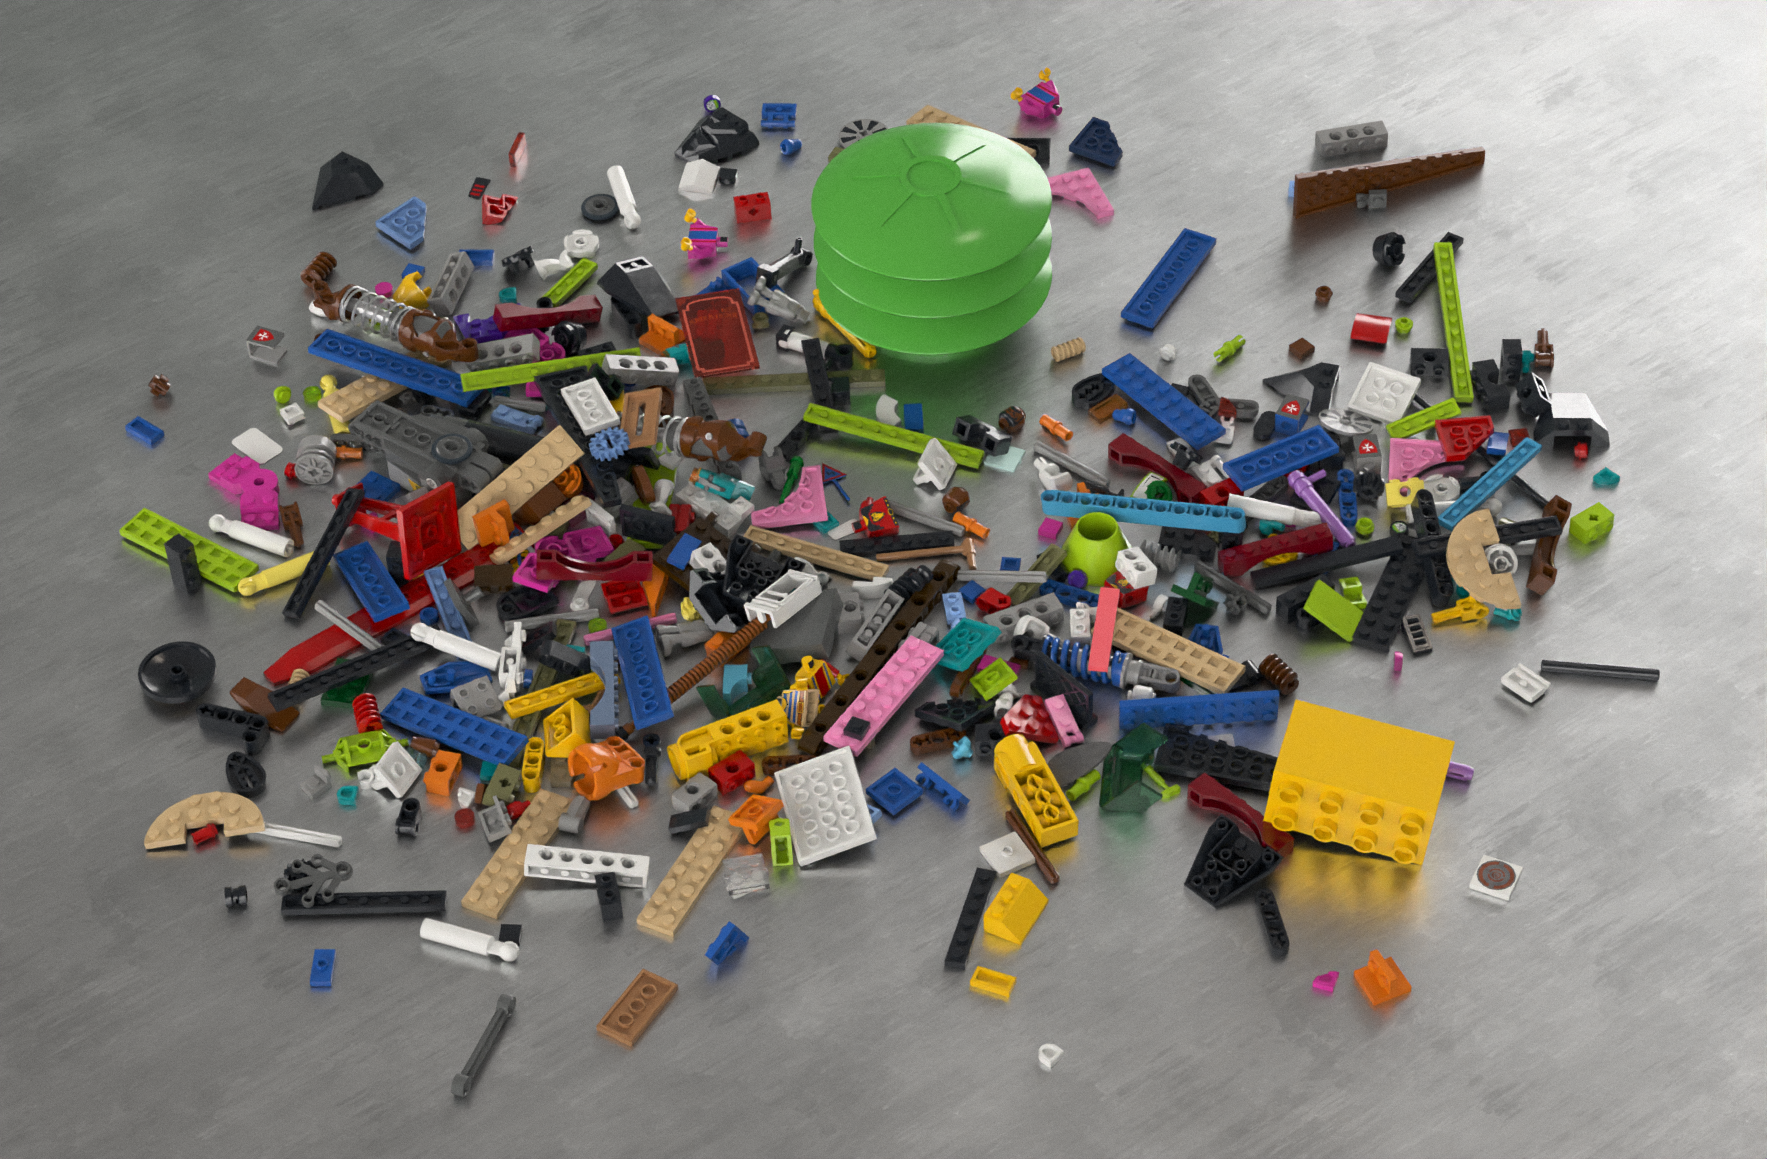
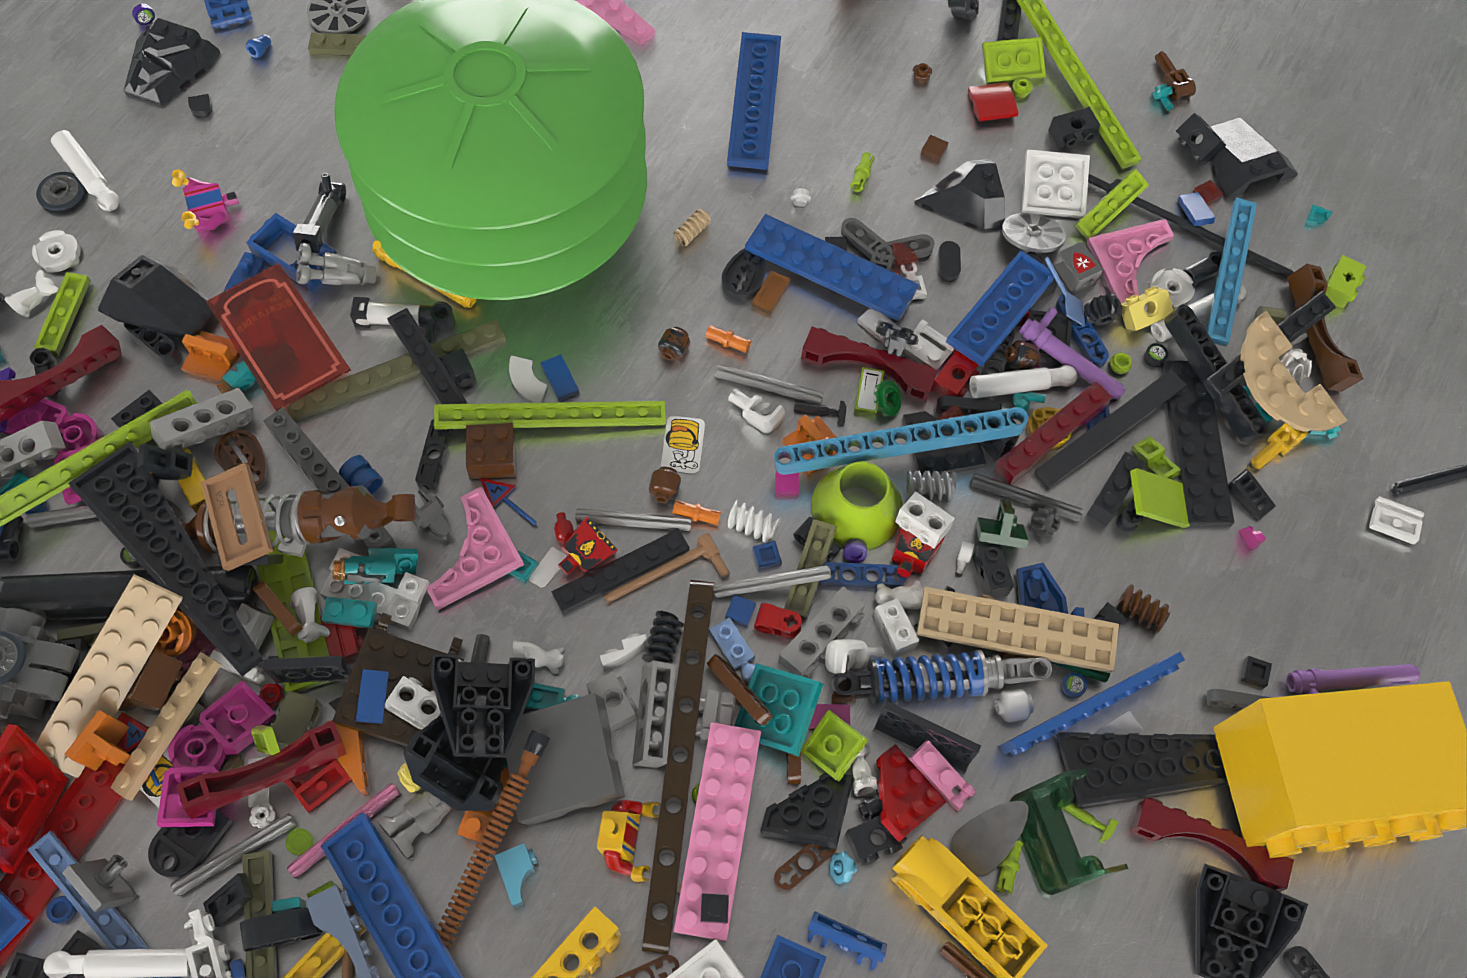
camera: 30 degrees left, 20 degrees up
(494, 578) = (130, 821): dark brown piece -> none
(516, 419) = (67, 540): light blue plate -> none
(570, 336) = (93, 397): black cone -> none
(590, 406) = (161, 515): white plate -> none
(602, 552) = (265, 739): none -> lime tile
(618, 439) = (212, 559): medium blue gear -> none
(690, 504) = (349, 612): none -> teal plate
(699, 177) = (166, 116): white slope -> none
(752, 207) = (247, 142): red brick -> none
(760, 320) = (316, 292): olive plate -> none
(766, 602) = (529, 767): white door -> none
(769, 683) = (555, 893): clear green windscreen -> none
(796, 464) = (451, 504): green pin -> none
(800, 706) = (622, 891): torso -> none
(817, 554) = (531, 622): tan plate -> none
(838, 445) = (490, 451): none -> reddish brown brick
(922, 576) = (683, 628): black wheel -> none
(935, 465) = (618, 443): white bracket -> none
(942, 627) = (740, 690): none -> reddish brown beam
(986, 484) = (683, 444): none -> sticker
(992, 439) = (639, 374): black arch -> none
(1007, 461) = (687, 397): light aqua piece -> none
(1009, 540) = (752, 522): none -> white piece
(1103, 629) = (939, 634): coral tile -> none
(1127, 416) = (795, 297): blue piece -> none
(1284, 495) = (1023, 355): none -> head
(1290, 416) = (975, 241): piece -> none
(1342, 474) = (1074, 306): none -> medium blue piece
(1406, 301) = (1013, 60): none -> lime tile
(1463, 435) = (1163, 213): red plate -> none
(1492, 395) = (1157, 150): black arch -> none
(1511, 359) = (1159, 101): black brick -> none
(1581, 450) = (1279, 191): red plate -> none

